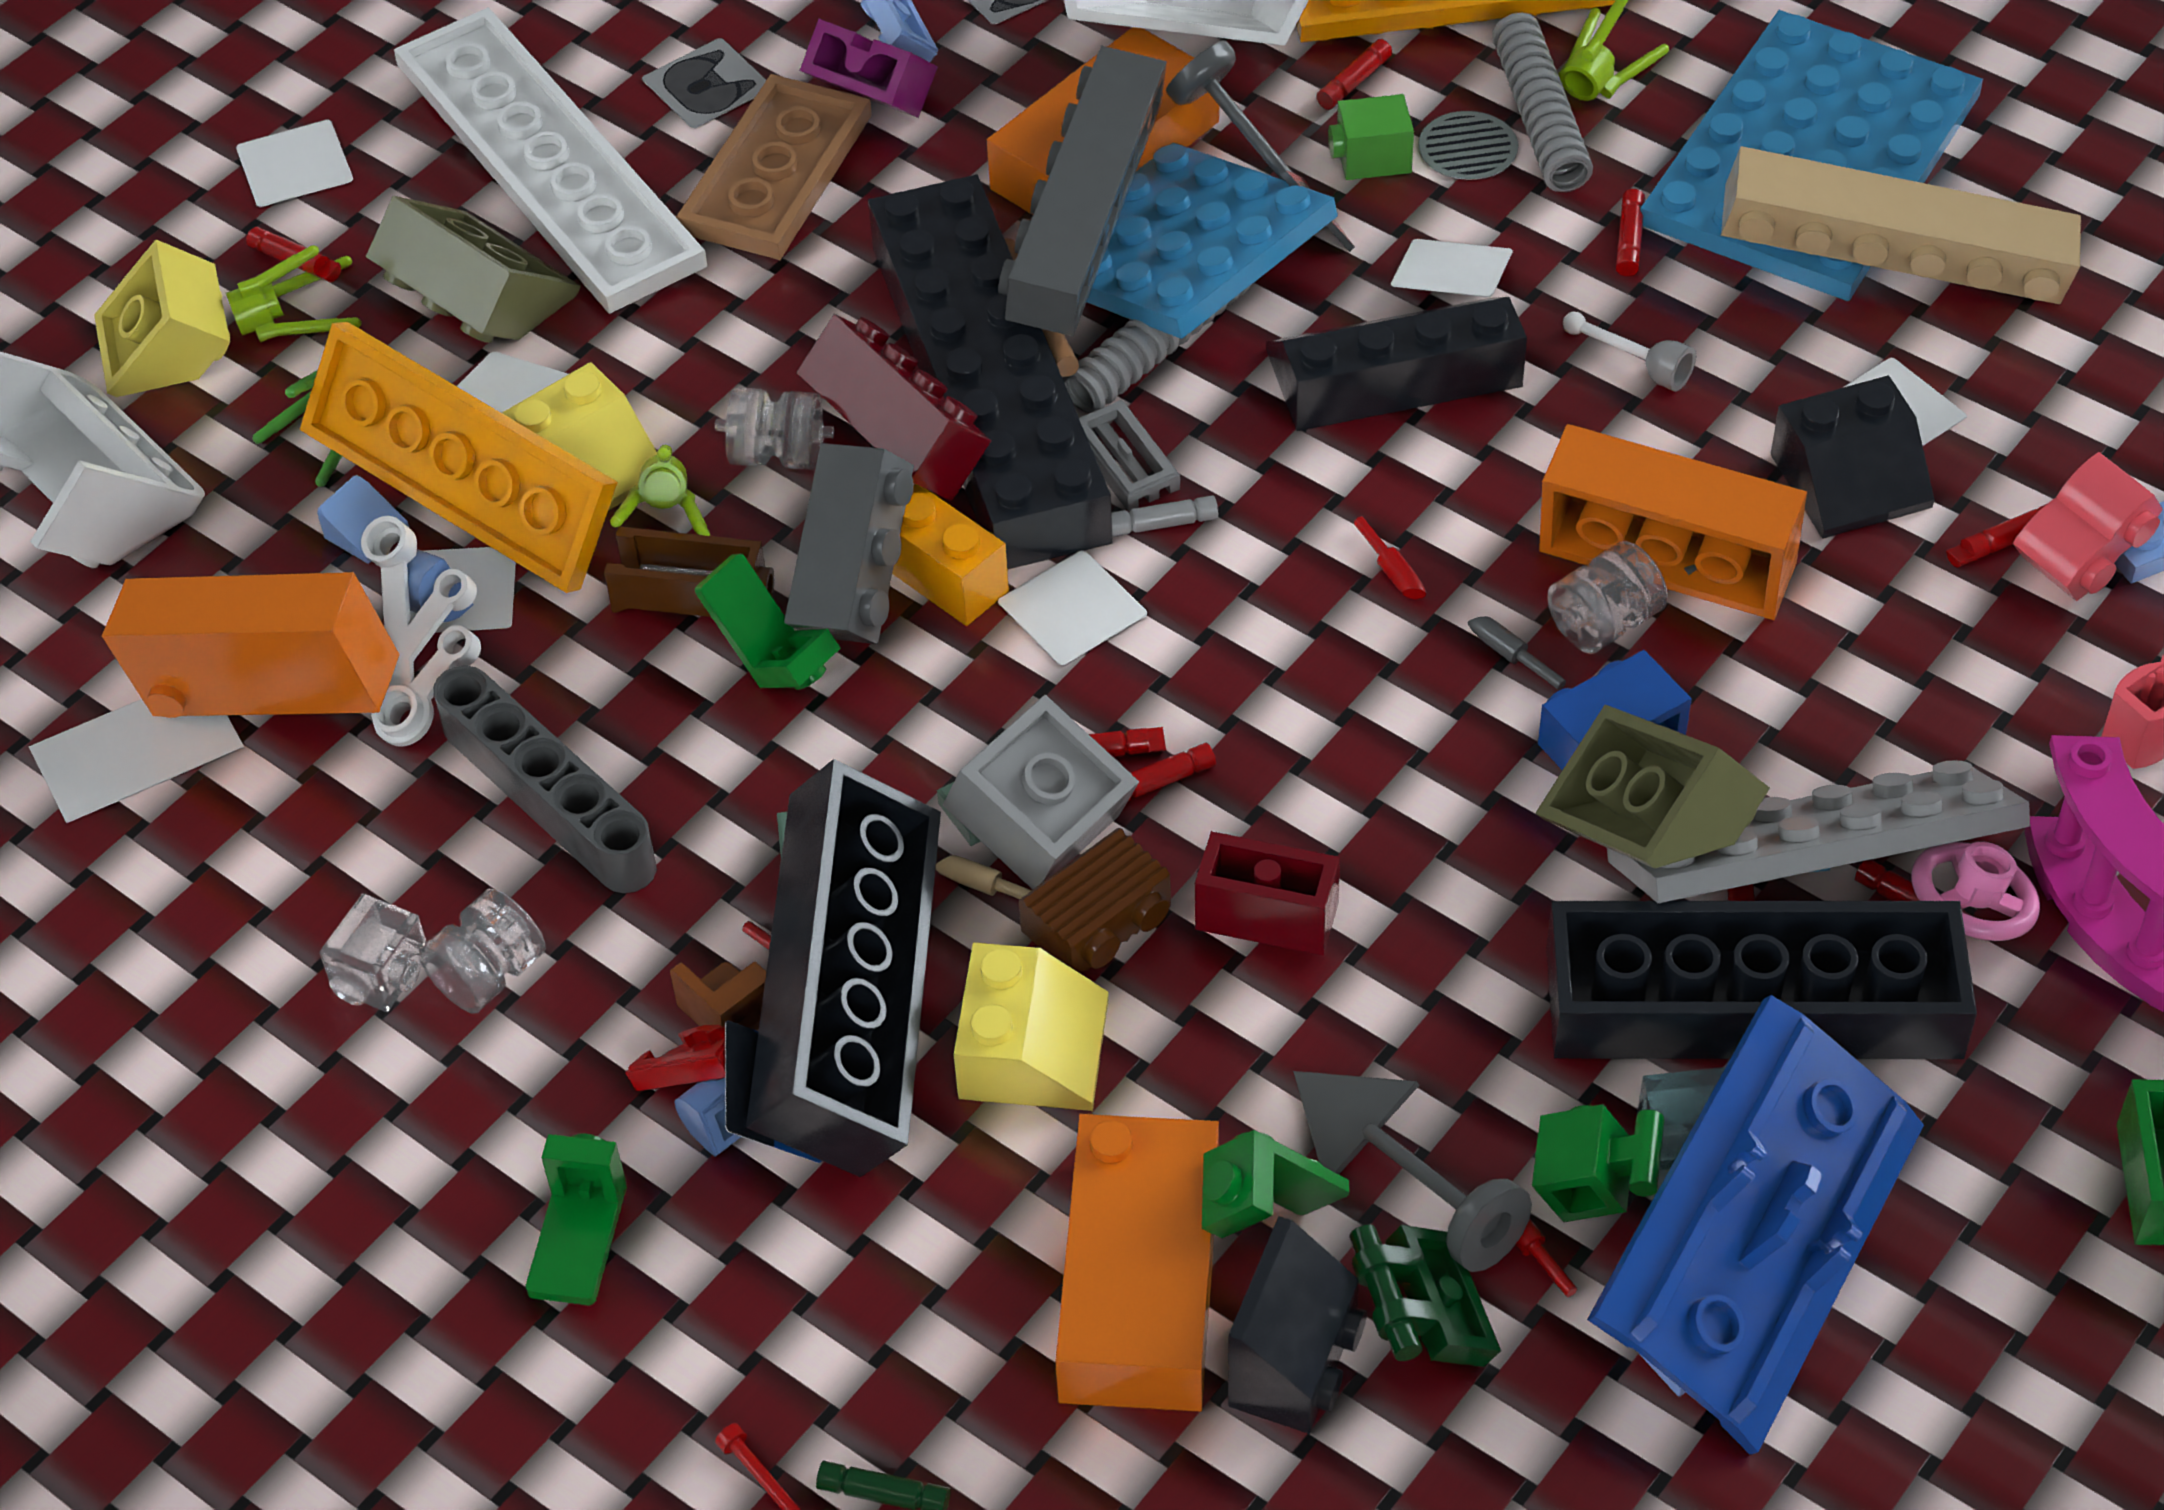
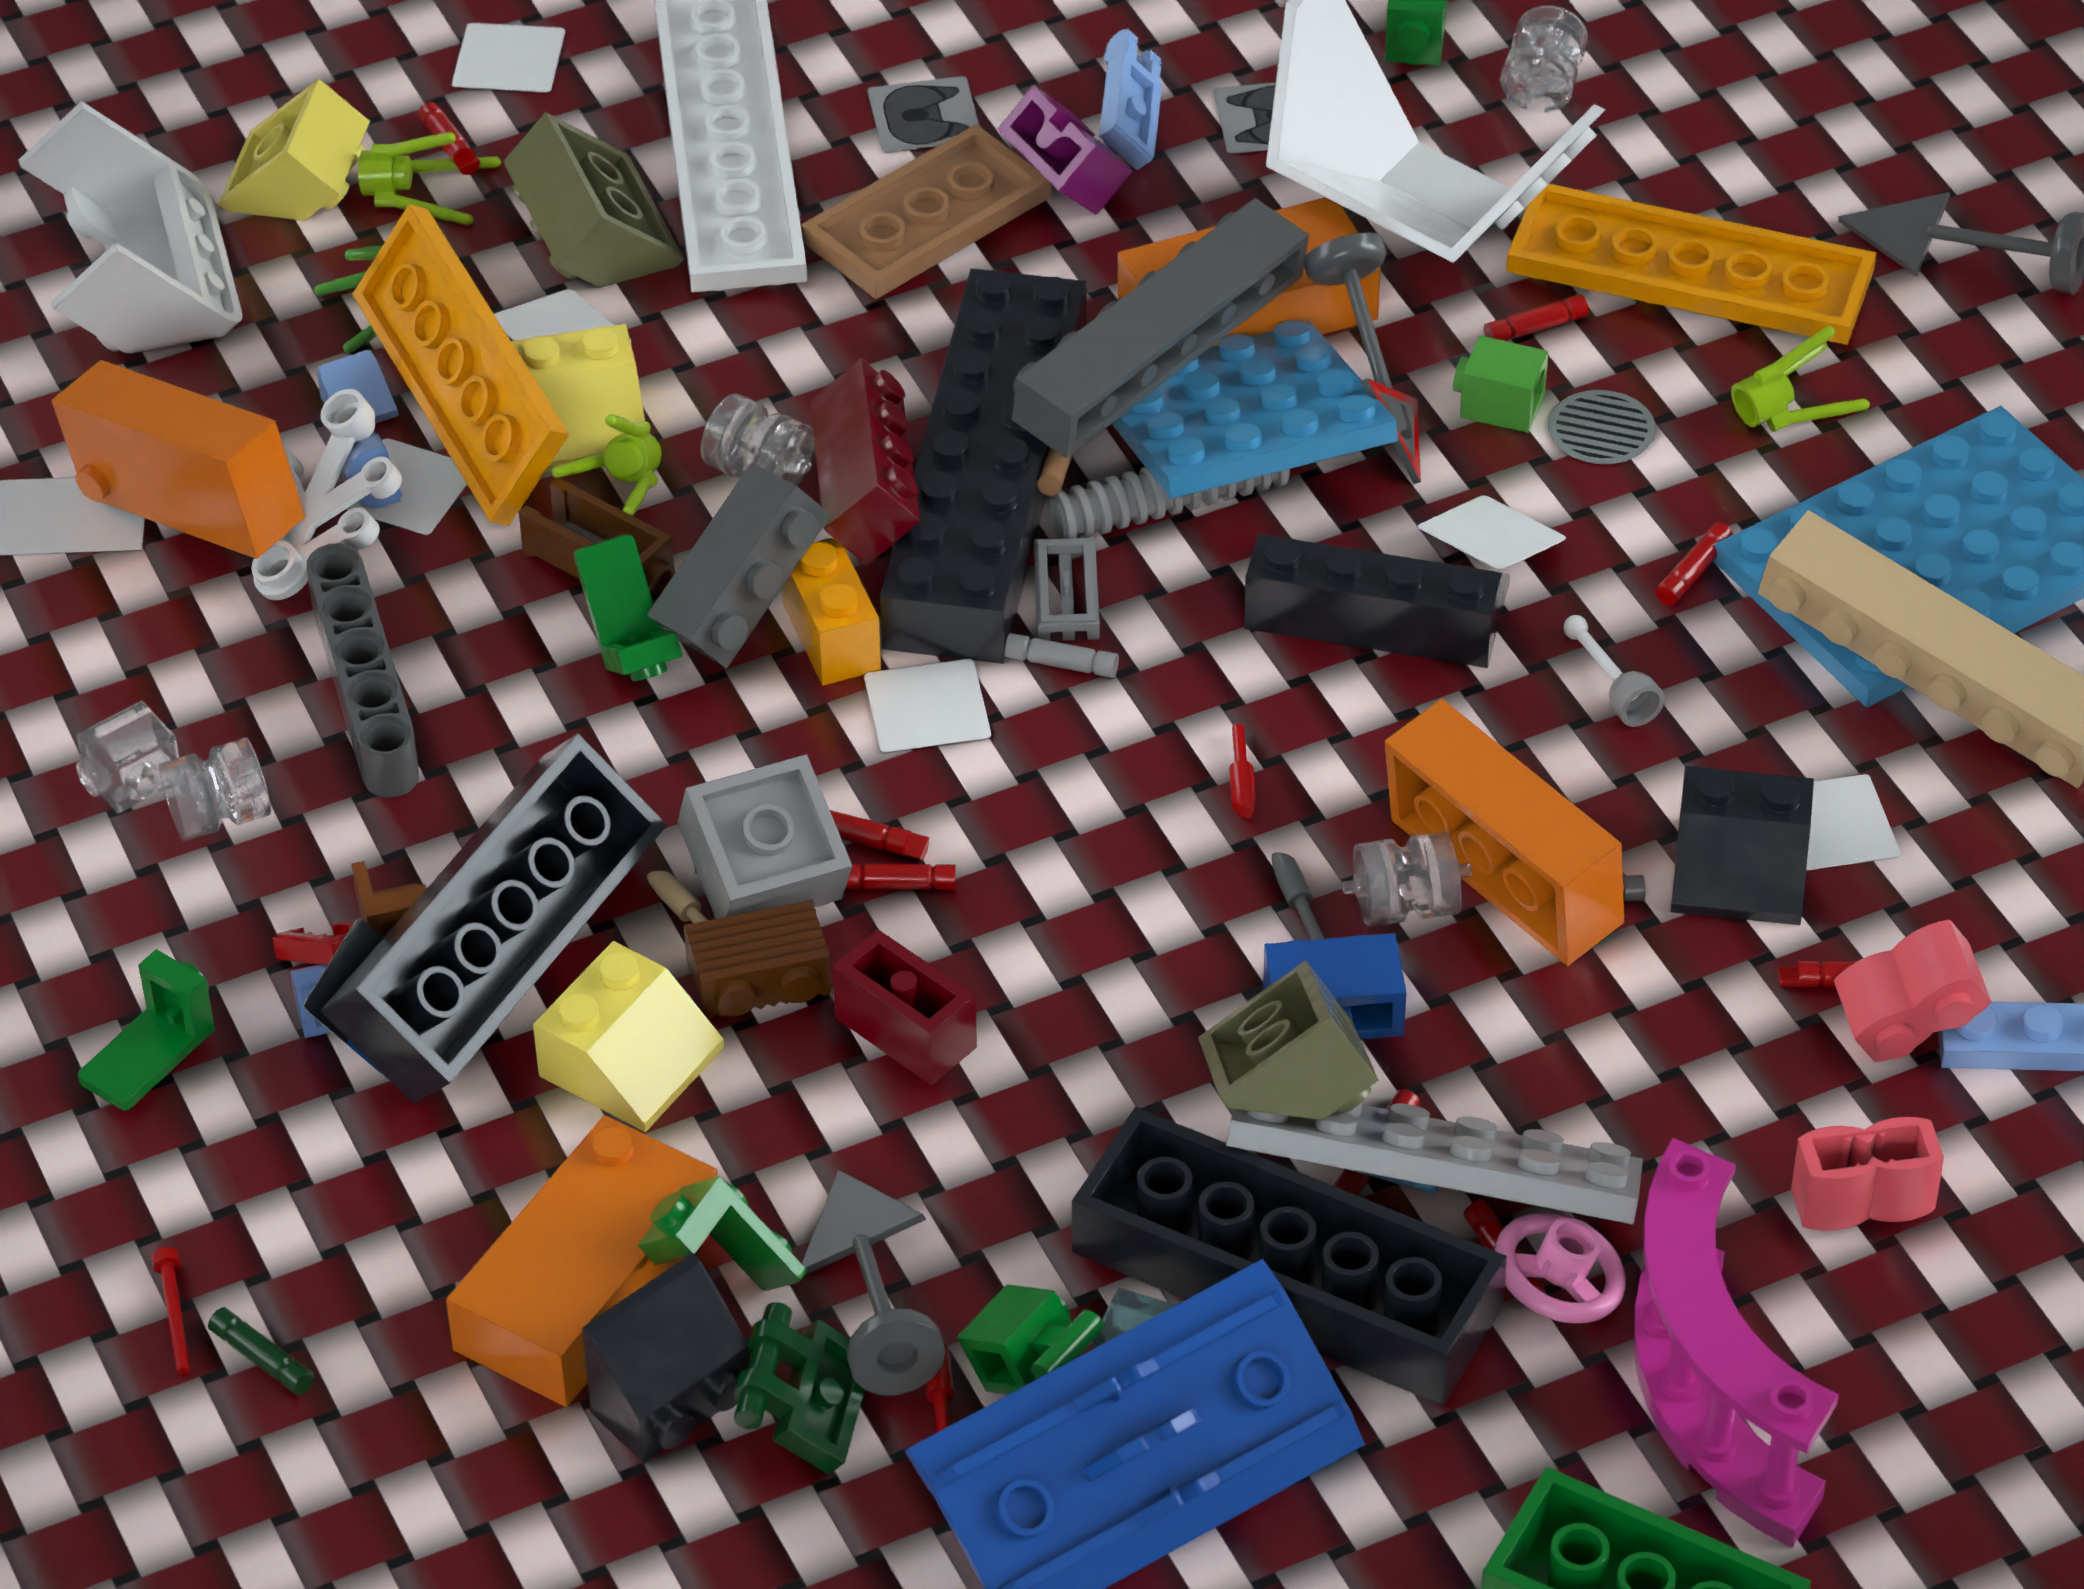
camera: 25 degrees right, 5 degrees down
(1542, 102) = (1693, 410): light grey piece -> none

